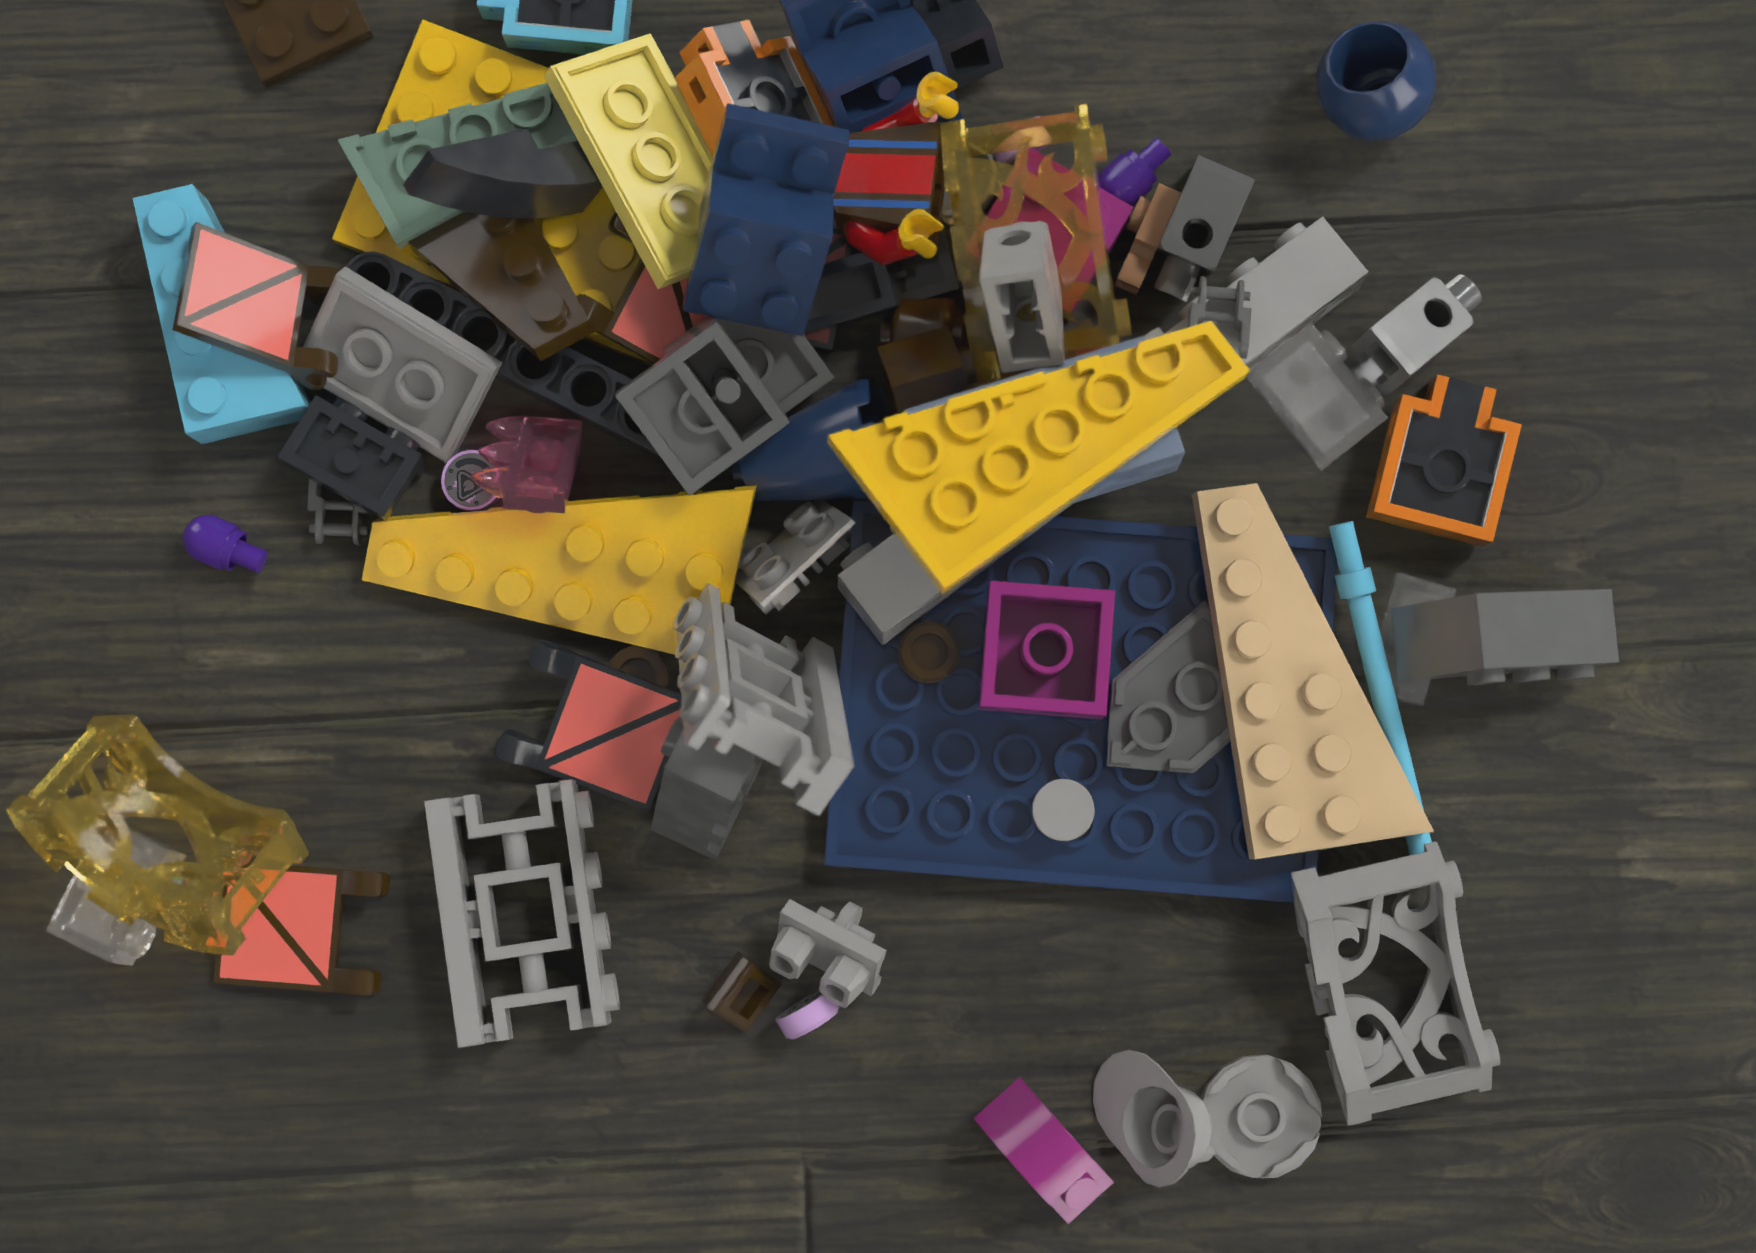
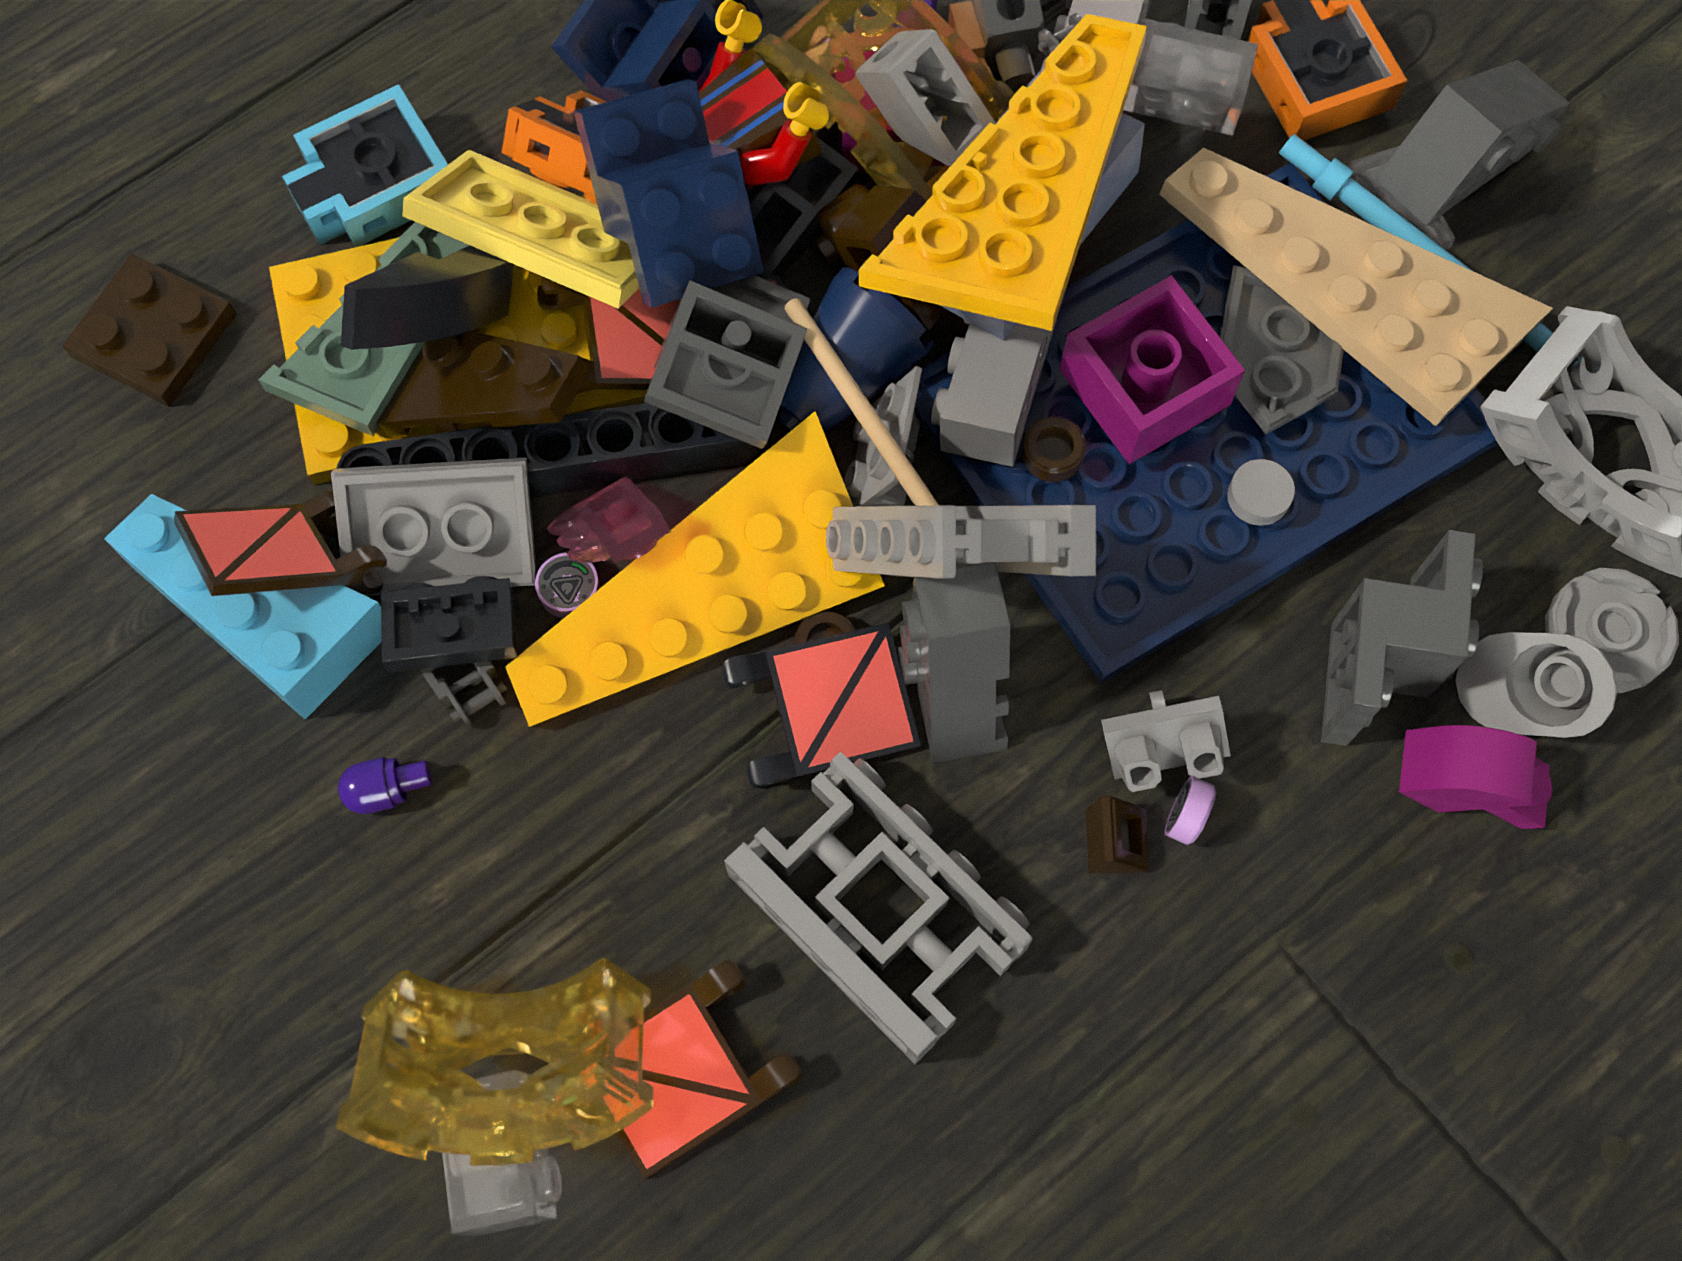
camera: 35 degrees left, 15 degrees down
(781, 526) = (860, 406): none -> tan axle
(1068, 1009) = (1401, 637): none -> dark grey bracket

